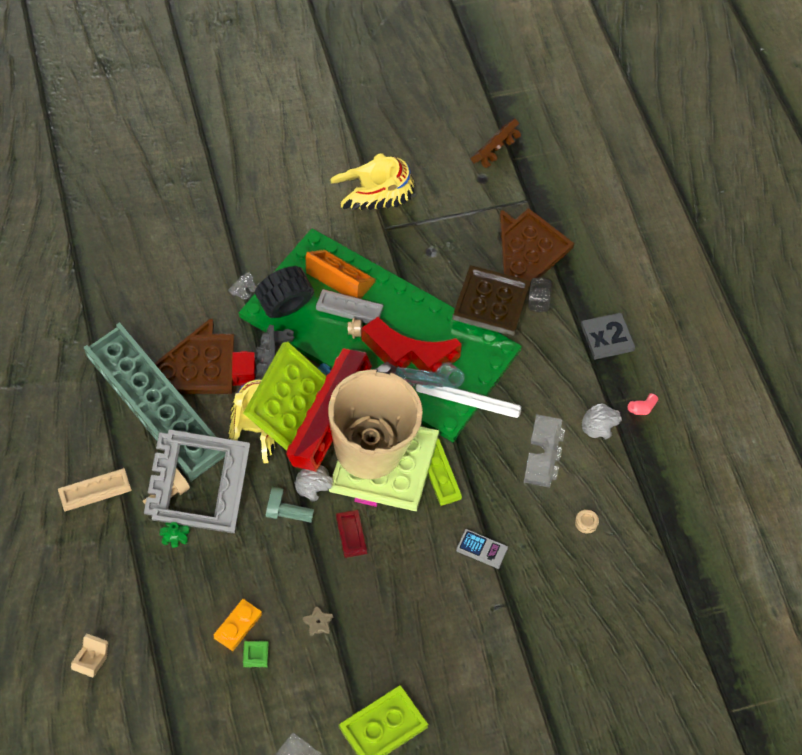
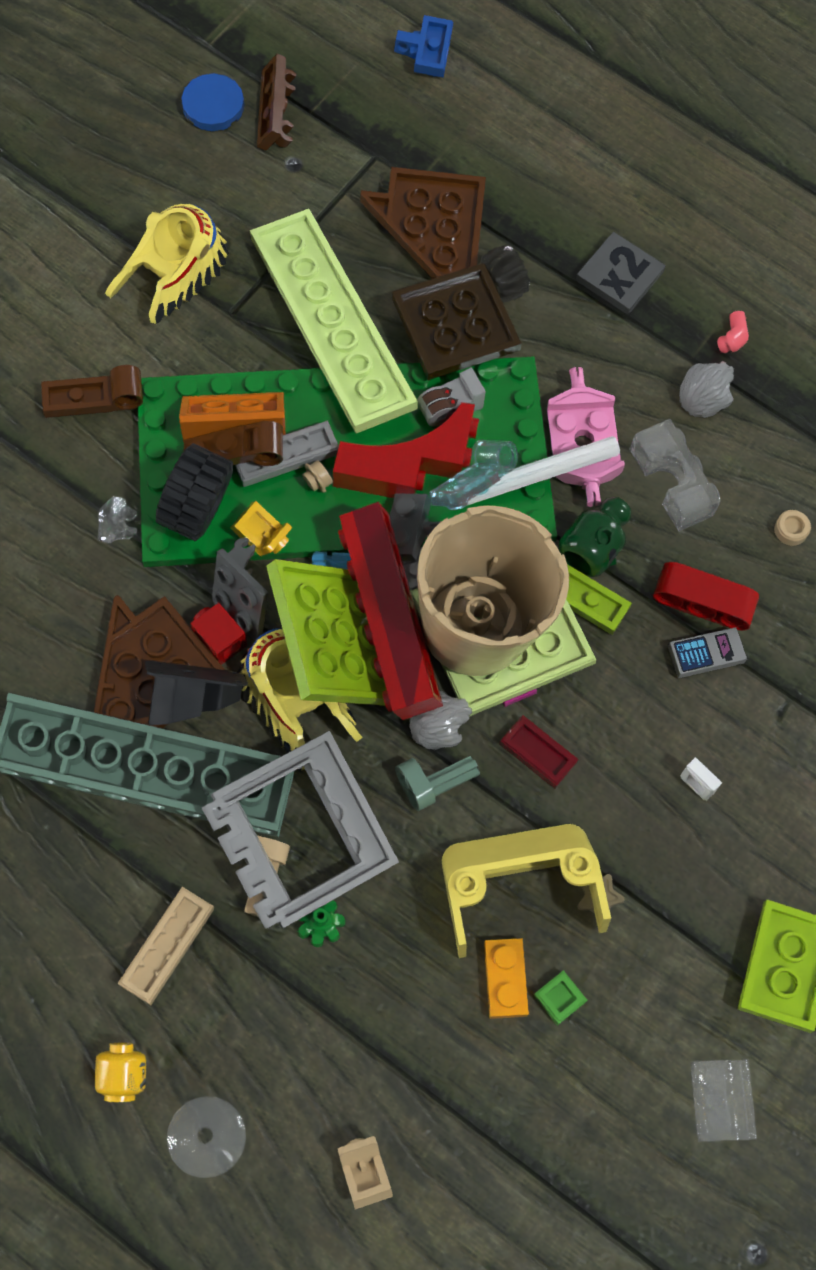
camera: 40 degrees left, 10 degrees up
(23, 528) = (120, 1073): none -> yellow head
(37, 598) = (221, 1152): none -> clear dish
(201, 378) = (187, 691): none -> black piece
(284, 222) = (93, 394): none -> reddish brown plate
(304, 333) = (261, 529): none -> yellow bracket
(315, 584) = (472, 862): none -> light yellow windscreen
(335, 289) = (253, 442): none -> reddish brown plate
(419, 604) = (700, 779): none -> white tile
(429, 261) = (333, 321): none -> yellowish green plate
(448, 331) = (442, 401): none -> light grey leg
(466, 124) = (212, 102): none -> blue tile
(471, 451) = (596, 537): none -> dark green piece
(505, 520) = (706, 596): none -> red beam
(515, 387) = (588, 414): none -> bright pink plate
(603, 163) = (427, 46): none -> blue hinge

